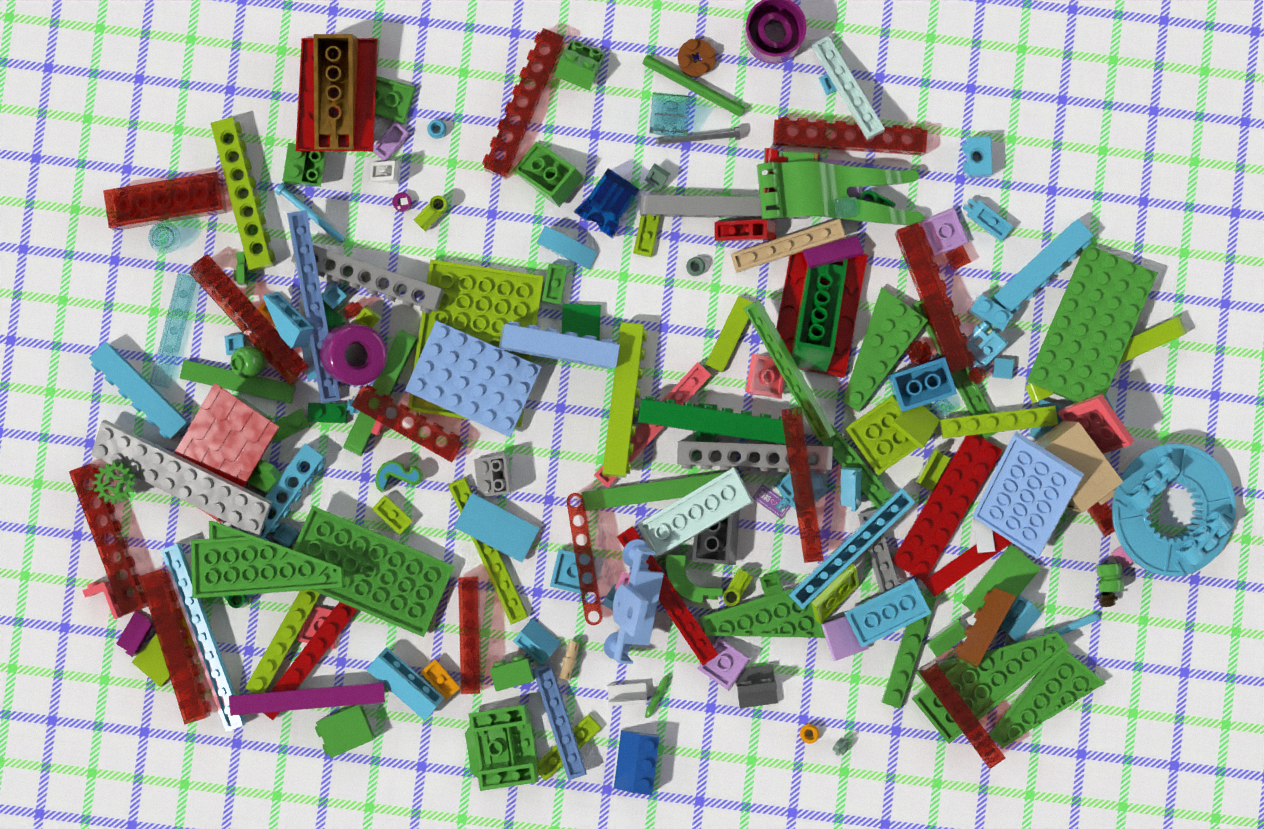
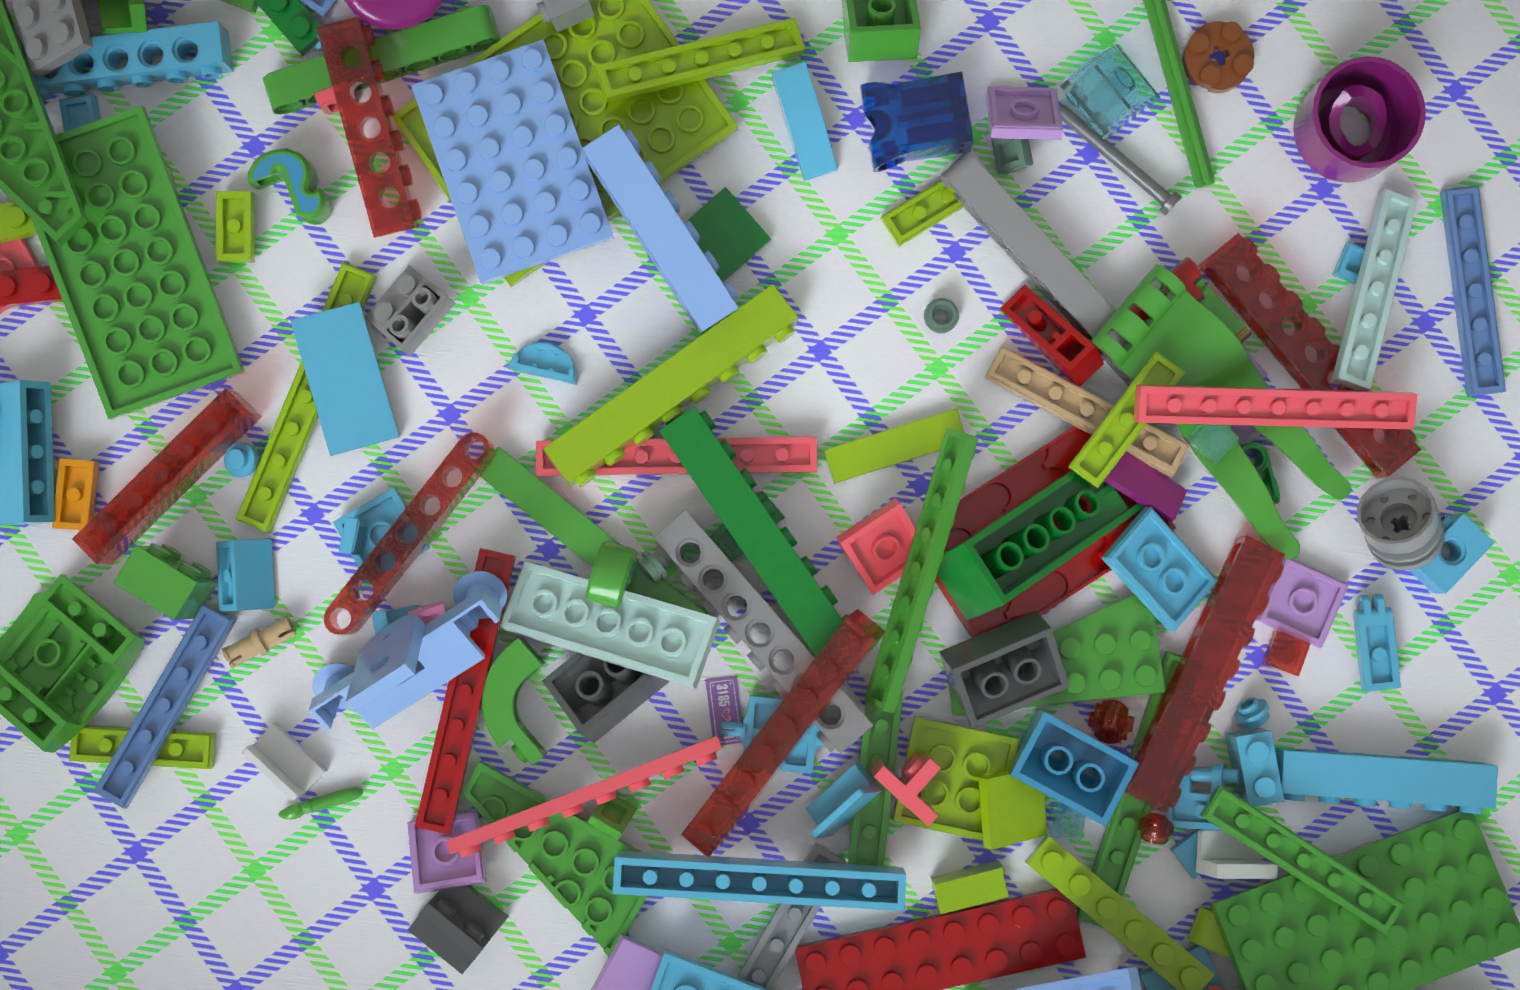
camera: 45 degrees right, 0 degrees up
(489, 600) = (241, 459): none -> medium azure plate
(503, 265) = (699, 60): none -> lime plate
(554, 284) = (741, 152): bright green plate -> none
(563, 441) = (545, 361): none -> medium azure tile
(564, 582) = (352, 536): none -> medium azure tile
(636, 762) = (206, 860): blue slope -> none
(646, 157) = (1024, 113): none -> lavender tile
(677, 493) = (611, 574): none -> bright green animal
(688, 475) = (653, 566): none -> sand green plate
(737, 586) = (567, 773): lime piece -> none
(751, 594) = (572, 802): none -> coral plate
(806, 235) = (1118, 428): none -> lime tile
(835, 593) = (678, 916): lime tile -> none
(856, 173) = (1274, 407): none -> coral plate
(859, 374) = (1005, 669): none -> dark grey slope
(867, 447) = (916, 775): none -> coral bracket
(877, 276) = (1159, 569): none -> medium azure tile
(885, 47) = (1472, 291): none -> medium blue tile
(948, 166) = (1401, 523): none -> light grey wheel
(968, 293) = (1252, 713): none -> medium azure plate
(1016, 354) = (1228, 858): none -> white panel
(1041, 329) = (1302, 859): none -> bright green tile

